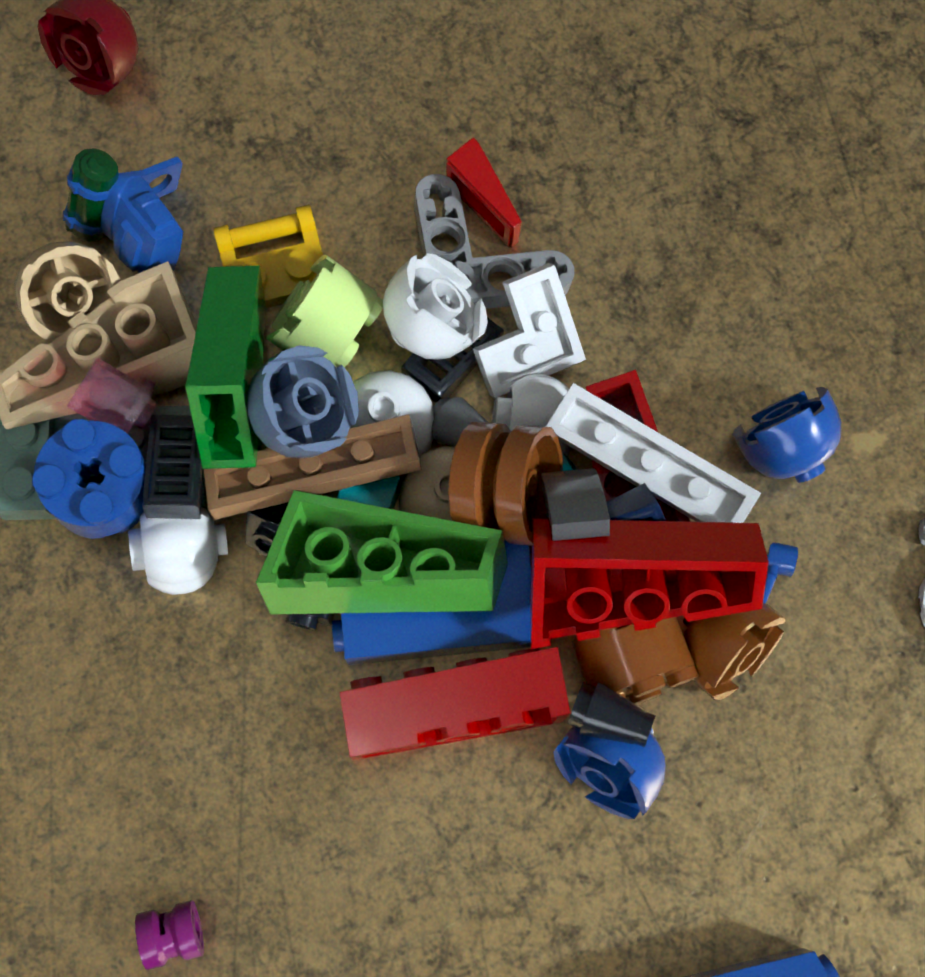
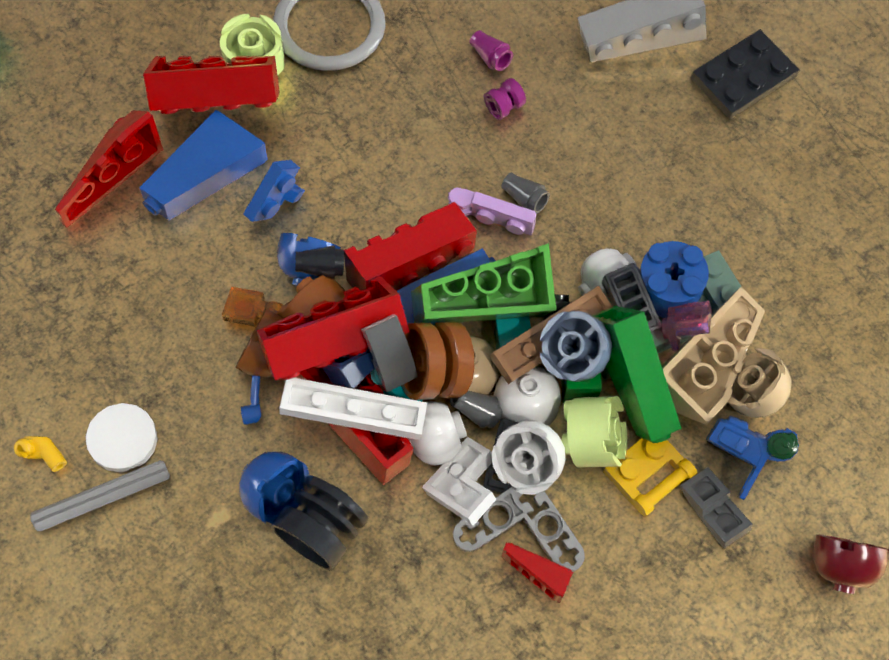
camera: 155 degrees right, 10 degrees down
(214, 179) = (715, 508): none -> dark grey slope
(224, 744) = (526, 192): none -> dark grey cone
(297, 732) = (493, 210): none -> lavender hinge
(610, 907) = (274, 190): none -> blue hinge
(731, 727) = (247, 306): none -> clear orange plate
(748, 349) = (324, 516): none -> black wheel

